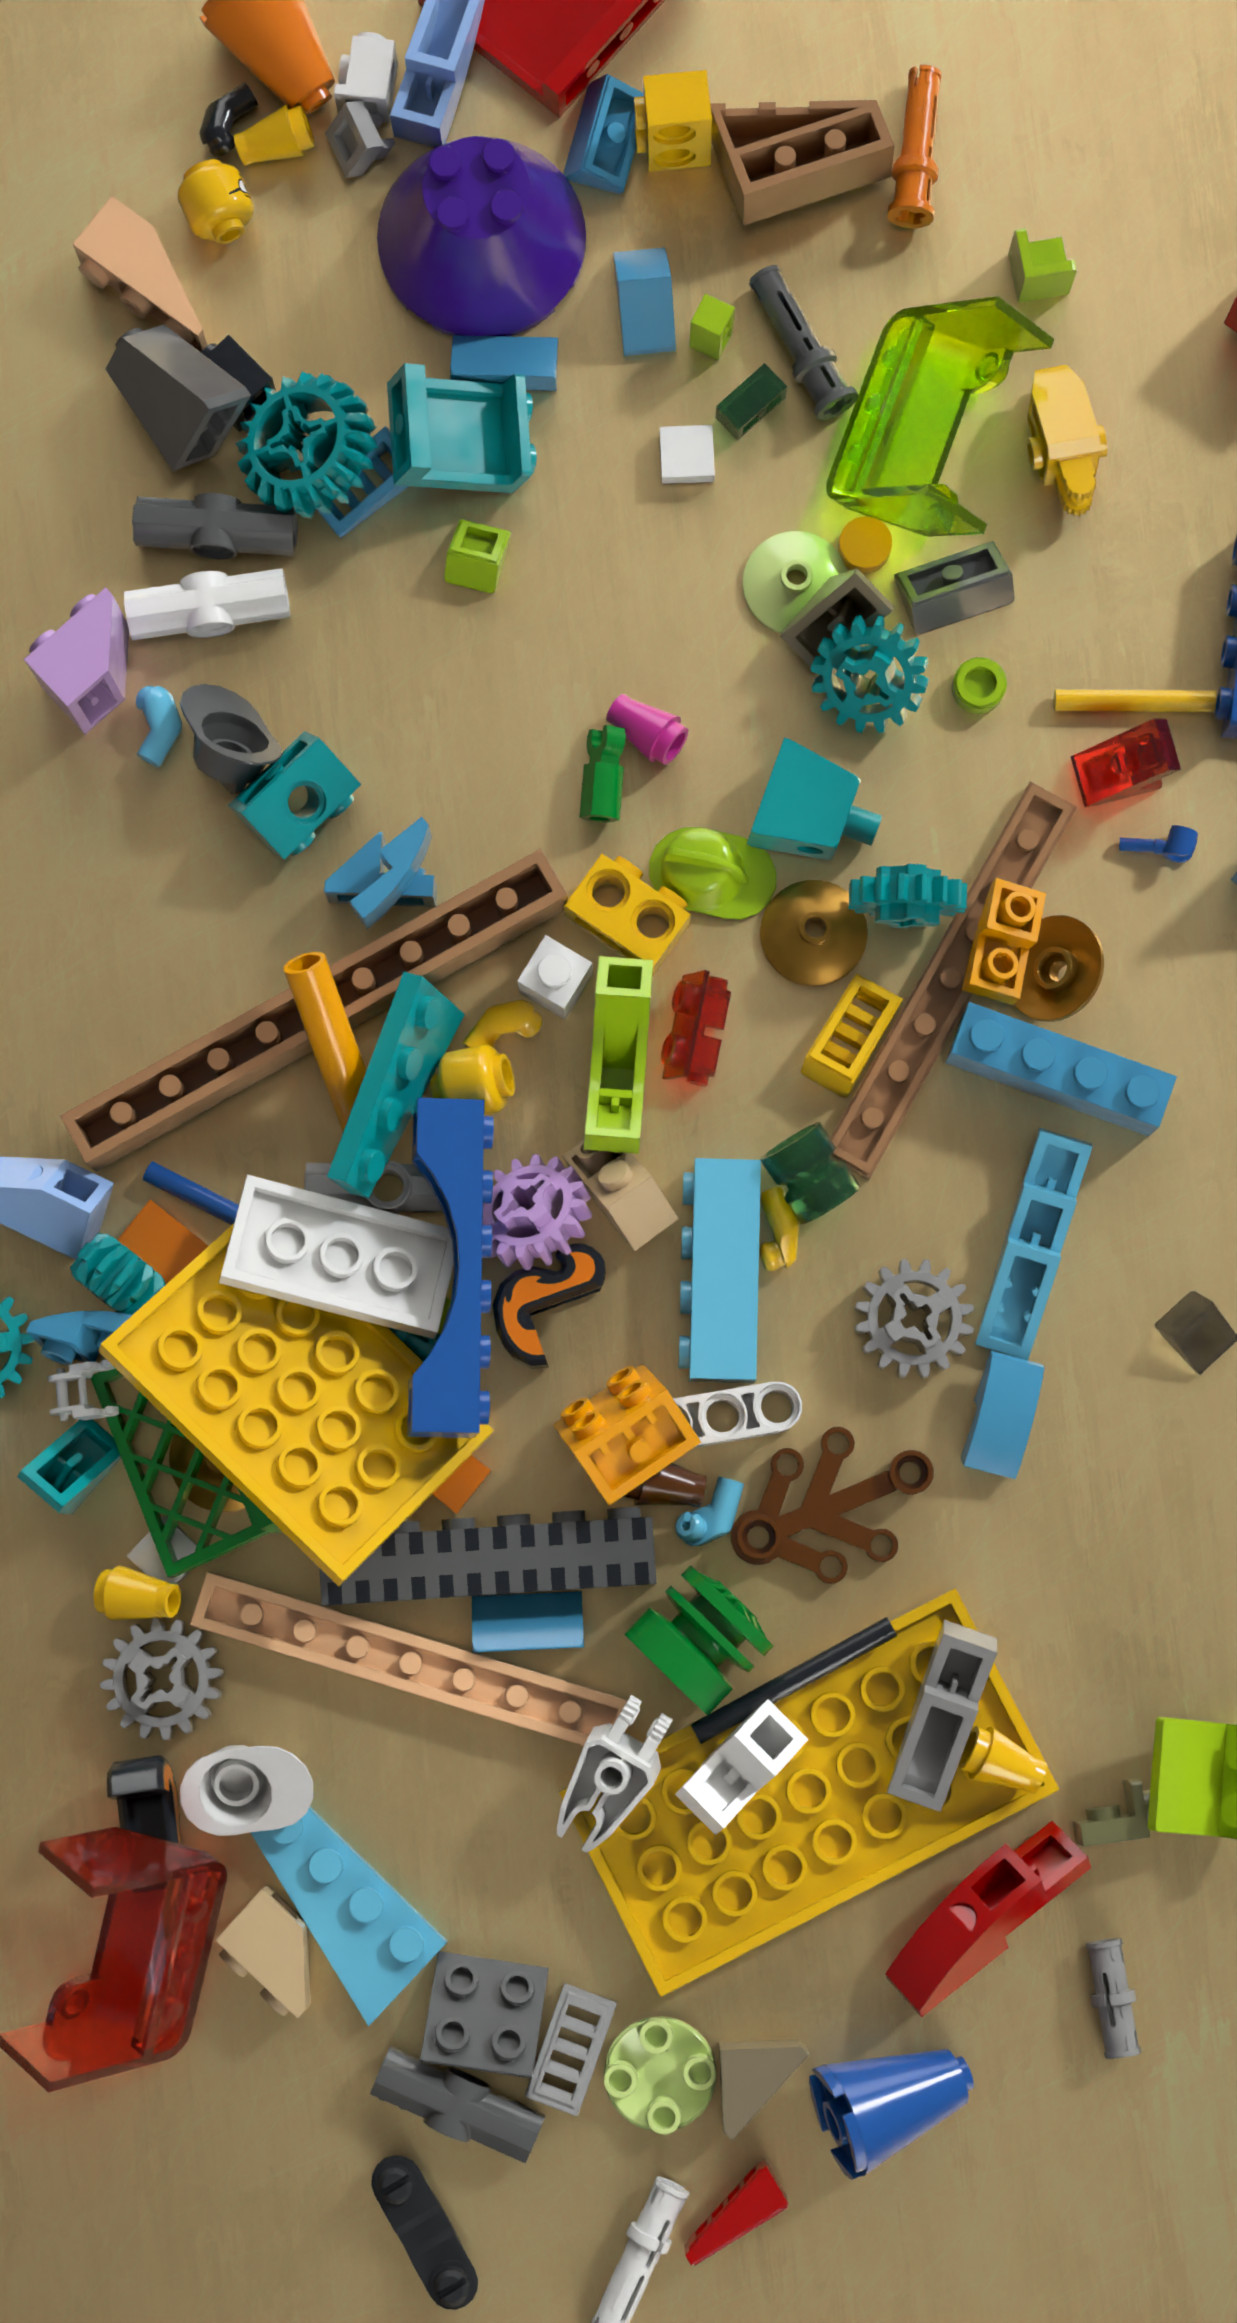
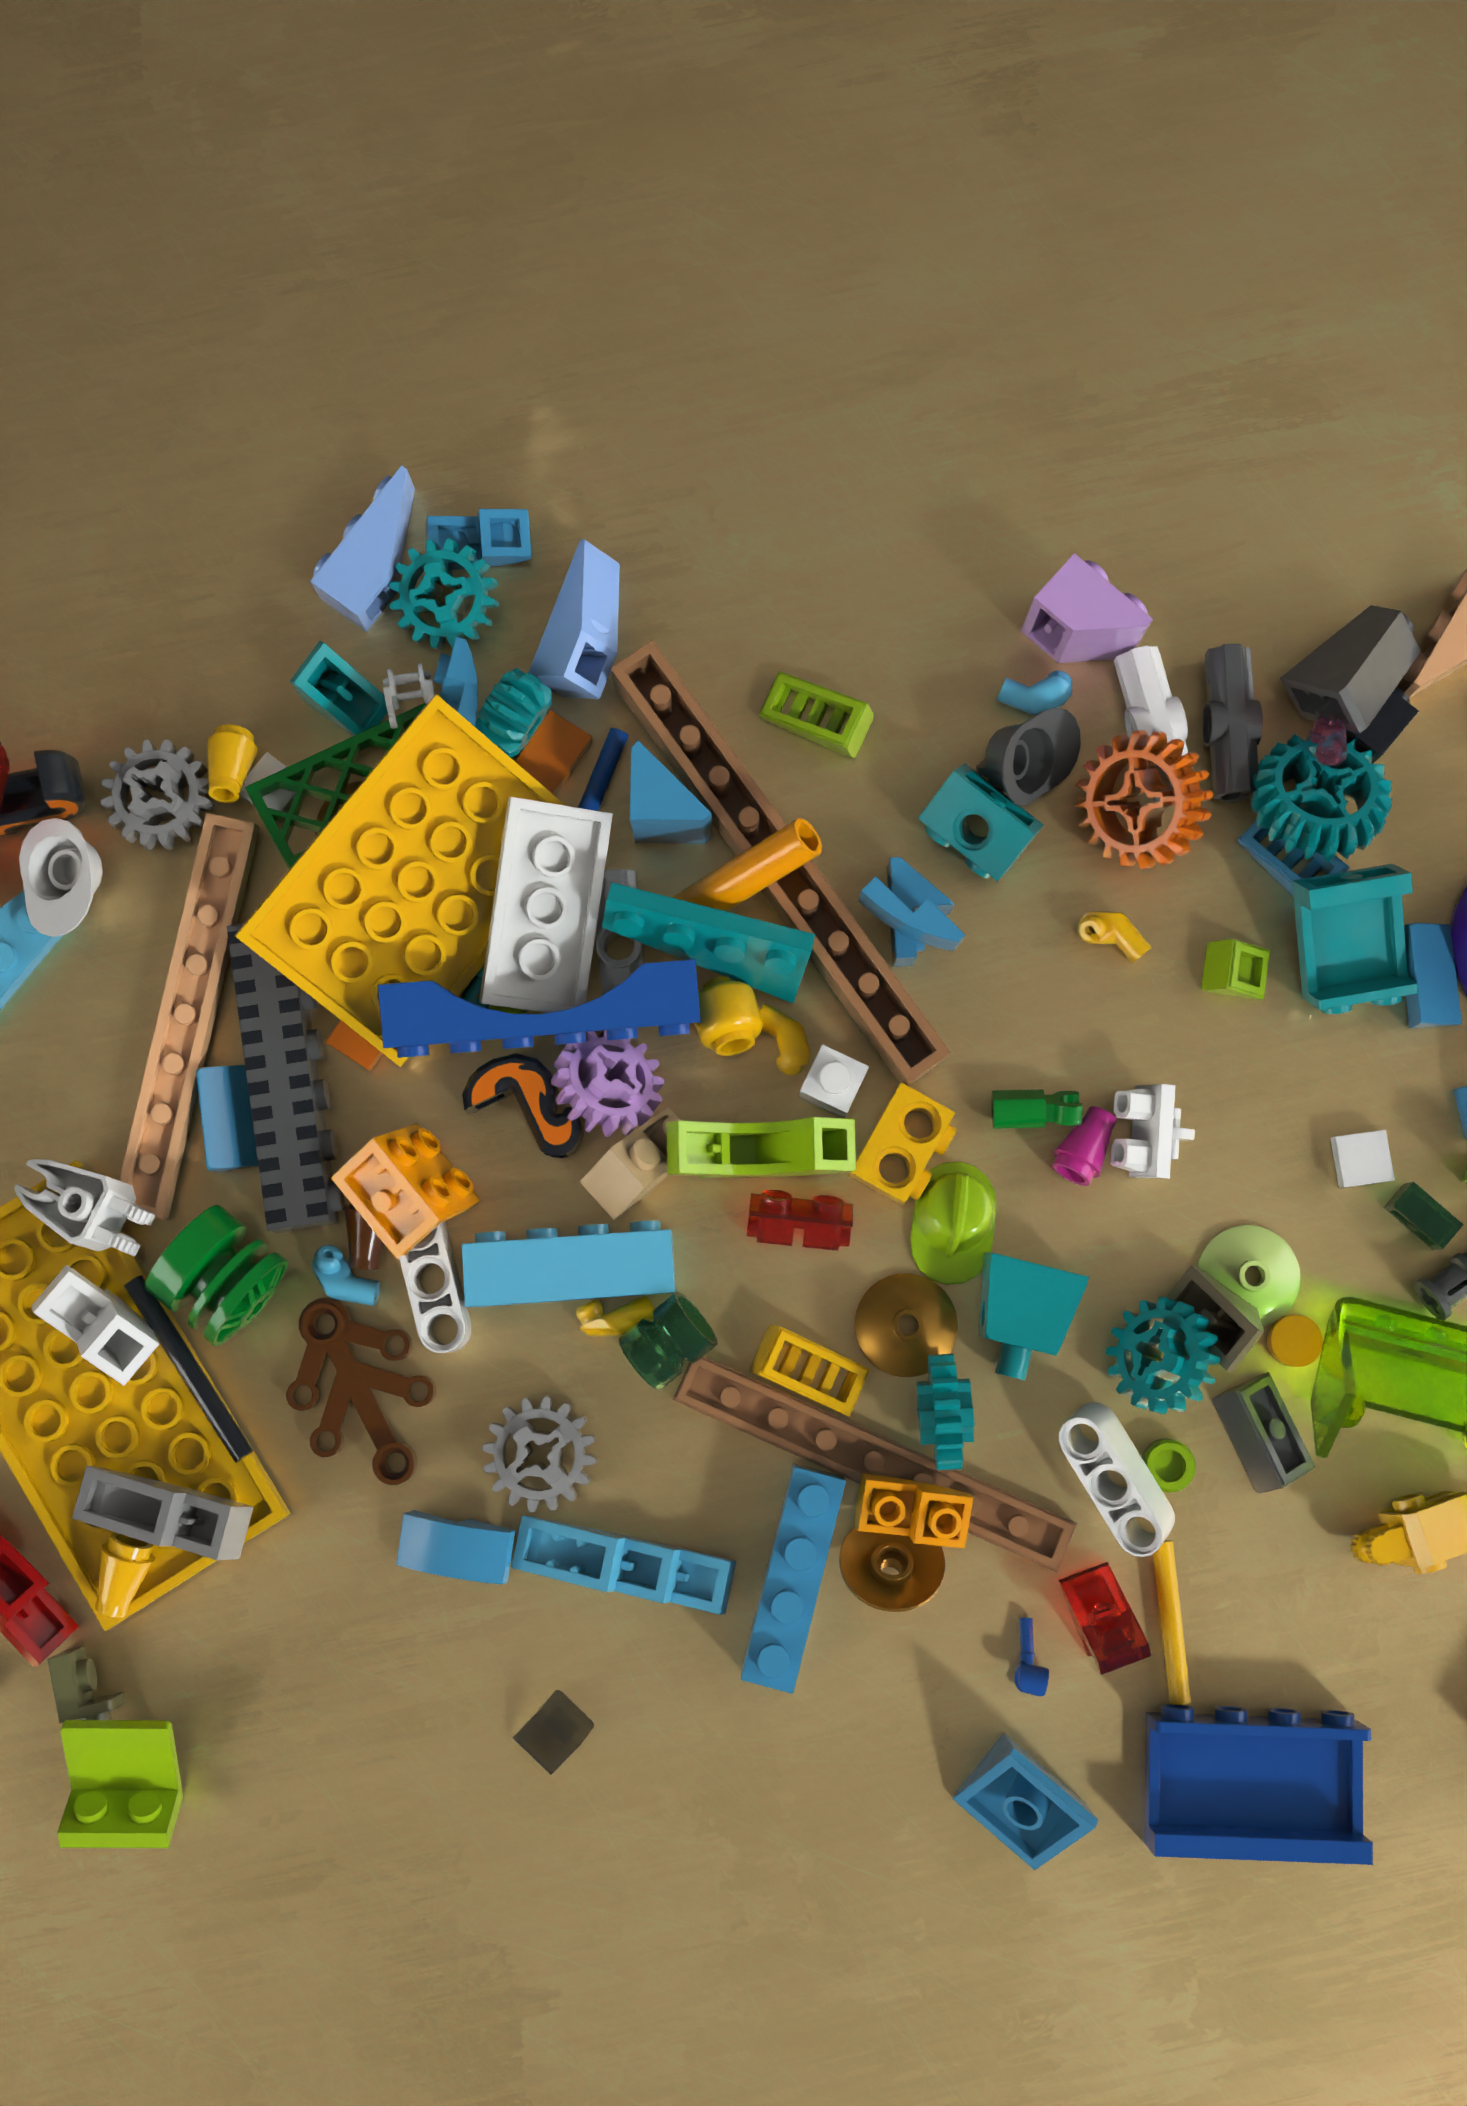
camera: 85 degrees right, 0 degrees up
(157, 910) = (843, 705): none -> lime slope
(238, 1125) = (662, 806): none -> dark azure slope
(251, 422) = (1331, 740): none -> clear pink arm
(333, 632) = (1143, 778): none -> orange gear
(421, 674) = (1113, 928): none -> yellow arm
(638, 658) = (1154, 1131): none -> white hips
(1012, 739) = (1117, 1503): none -> white beam

